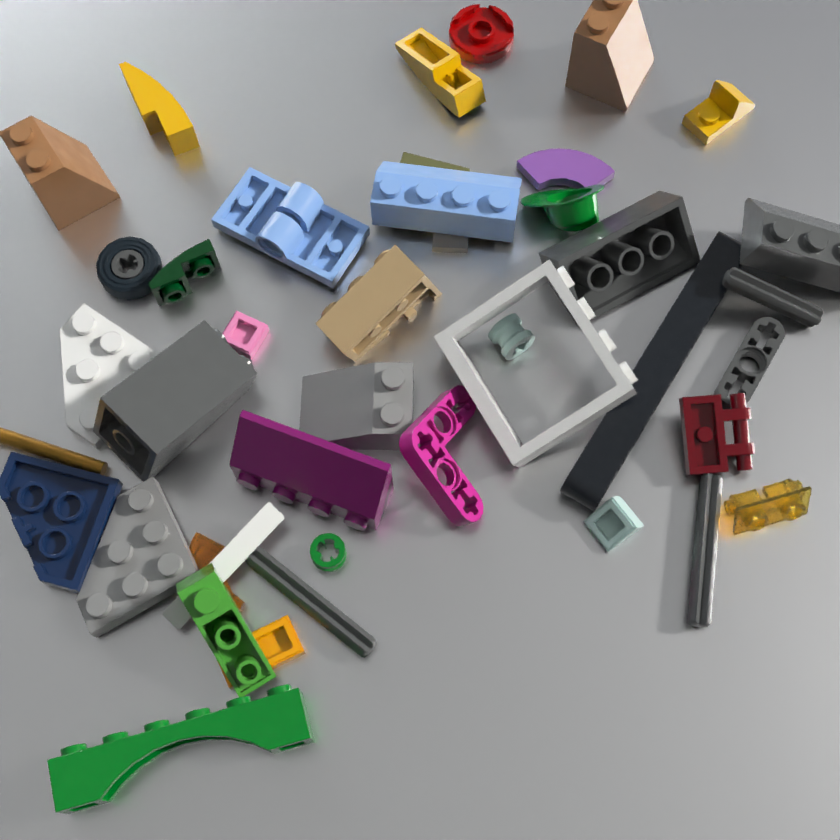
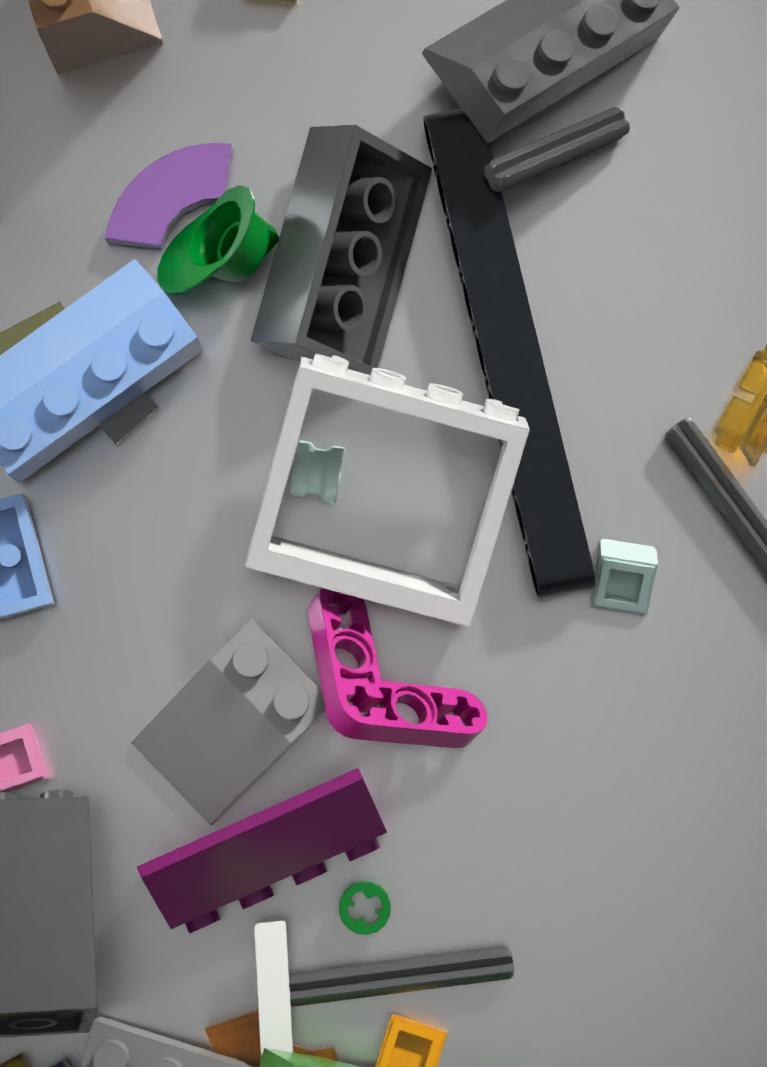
camera: 50 degrees left, 15 degrees up
(375, 303) = (131, 581): tan wedge -> none
(705, 433) = (629, 386): dark red plate -> none
(749, 349) = (575, 214): dark grey beam -> none

